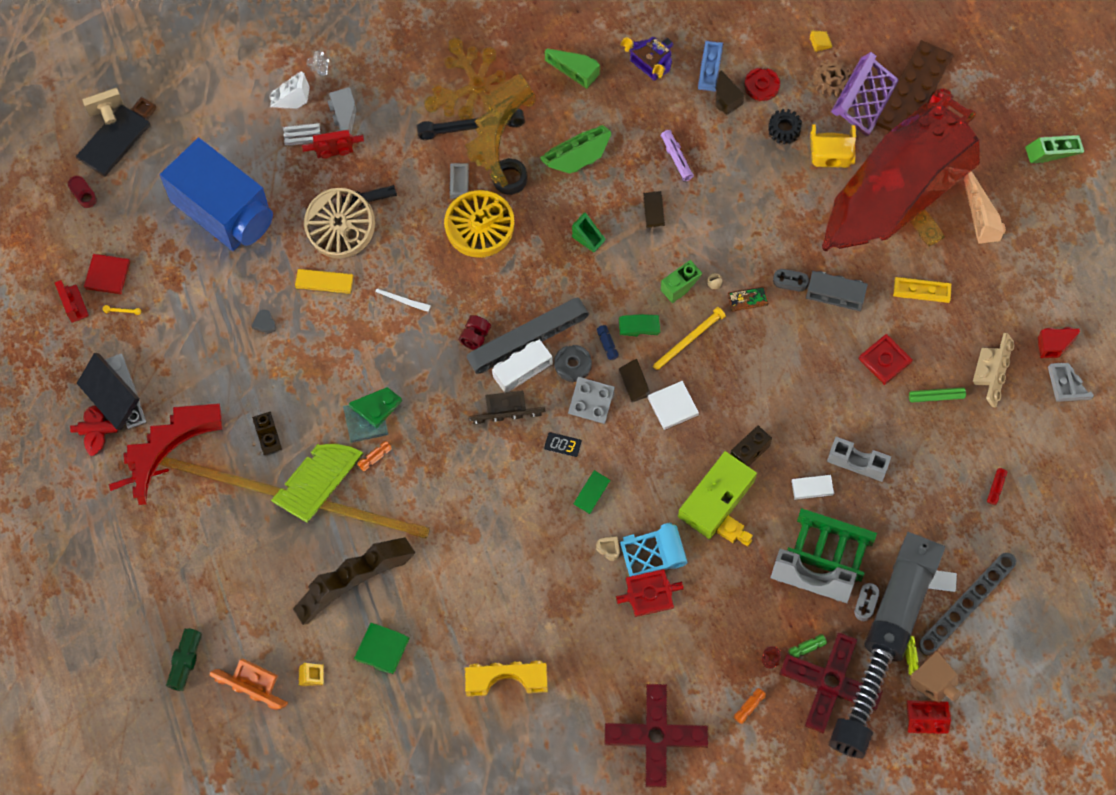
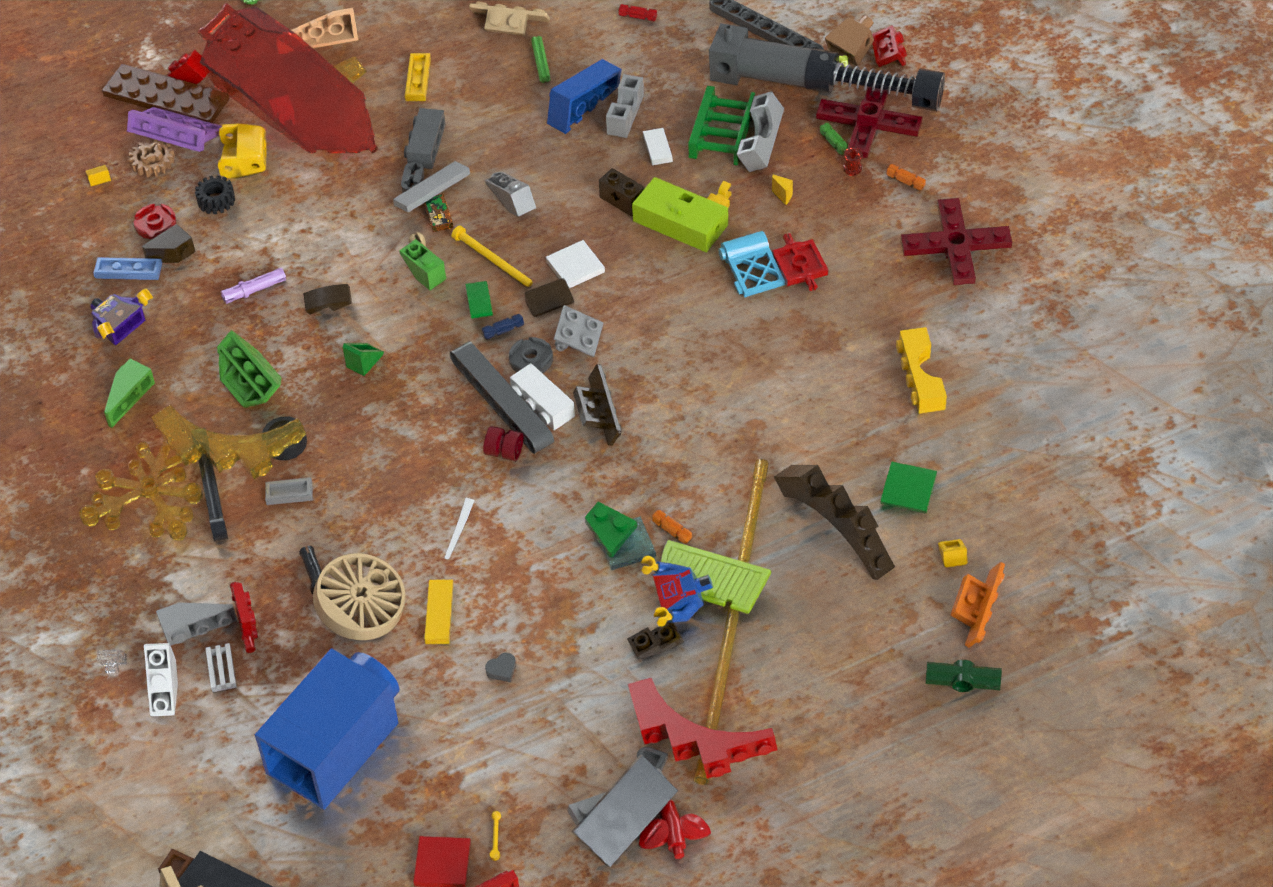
camera: 95 degrees left, 15 degrees down
(118, 484) = (746, 796): red sticker -> none
(159, 418) = (654, 756): none -> dark grey tile
(301, 448) = (677, 590): none -> torso
(478, 223) = (346, 457): yellow piece -> none
(563, 444) = (633, 357): black sticker -> none
(591, 492) = (692, 318): green slope -> none
(608, 547) = (752, 303): tan tile -> none
(741, 589) = (782, 188): none -> yellow slope
(759, 357) = (512, 193): none -> light grey slope
(775, 293) = (431, 186): none -> light grey tile
(862, 600) = (782, 96): light grey beam -> none
(881, 424) = (581, 94): none -> blue wedge
(885, 359) = (502, 100): red tile -> none

